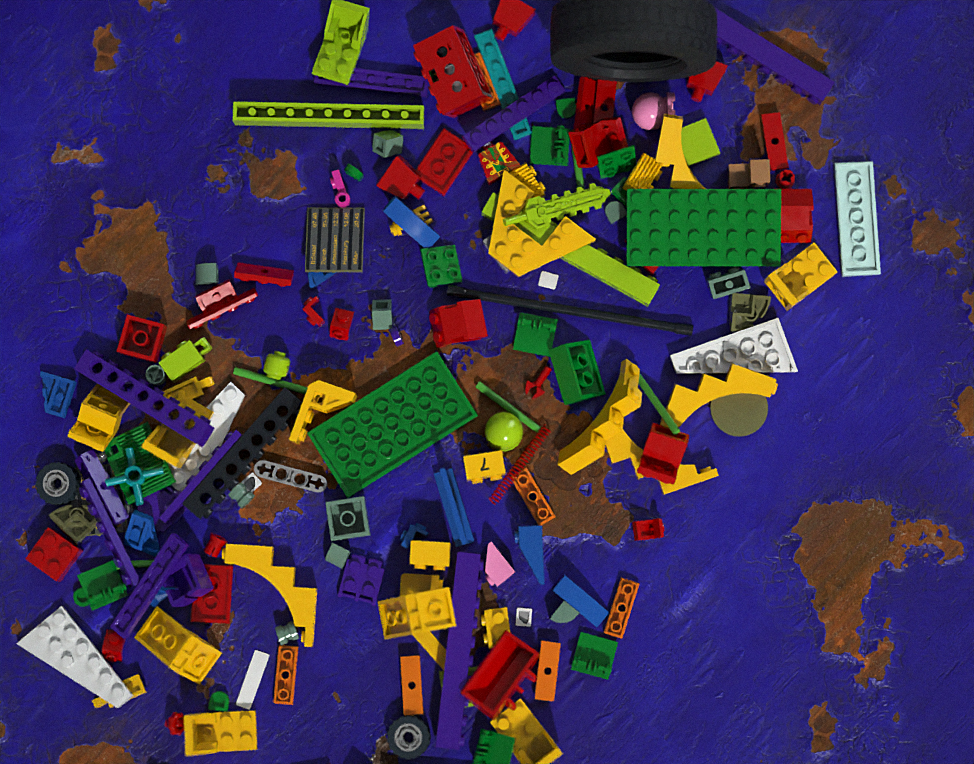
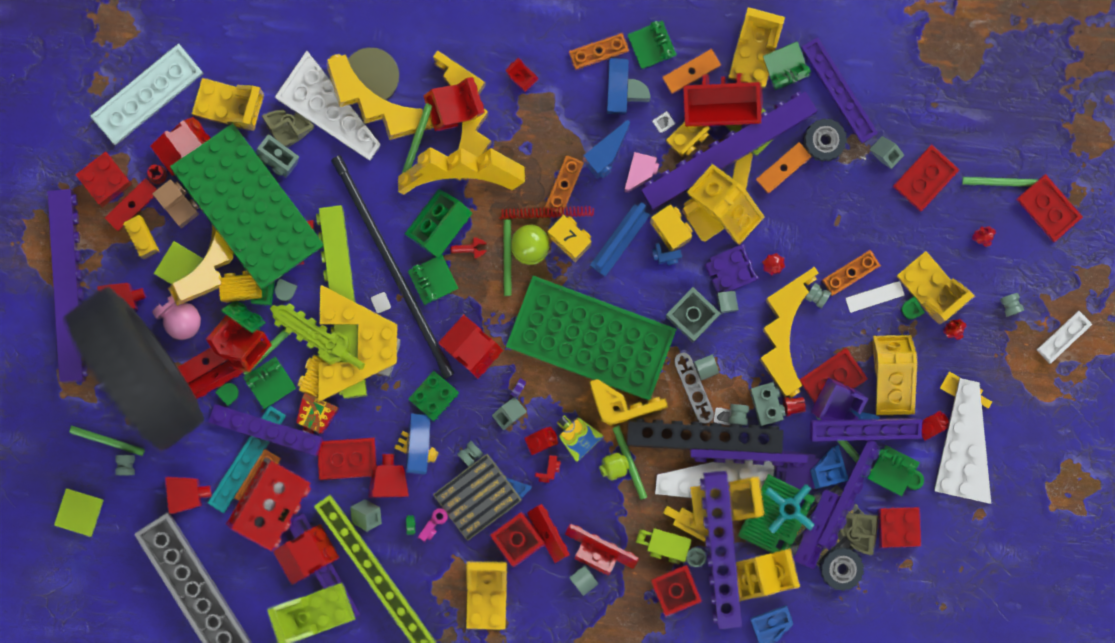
camera: 130 degrees left, 0 degrees up
(232, 524) = (767, 404): none -> sand green brick
(253, 190) = (486, 595): none -> yellow bracket
(276, 245) = (518, 539): none -> red brick
(299, 498) = (706, 367): none -> sand green brick
(321, 354) = (578, 437): none -> torso
(340, 616) = (773, 264): none -> red piece
(373, 259) = (470, 453): none -> sand green wheel
(391, 74) = (306, 554): none -> red piece
(742, 129) = (141, 237): none -> yellow brick
(811, 134) = (104, 179): none -> red brick

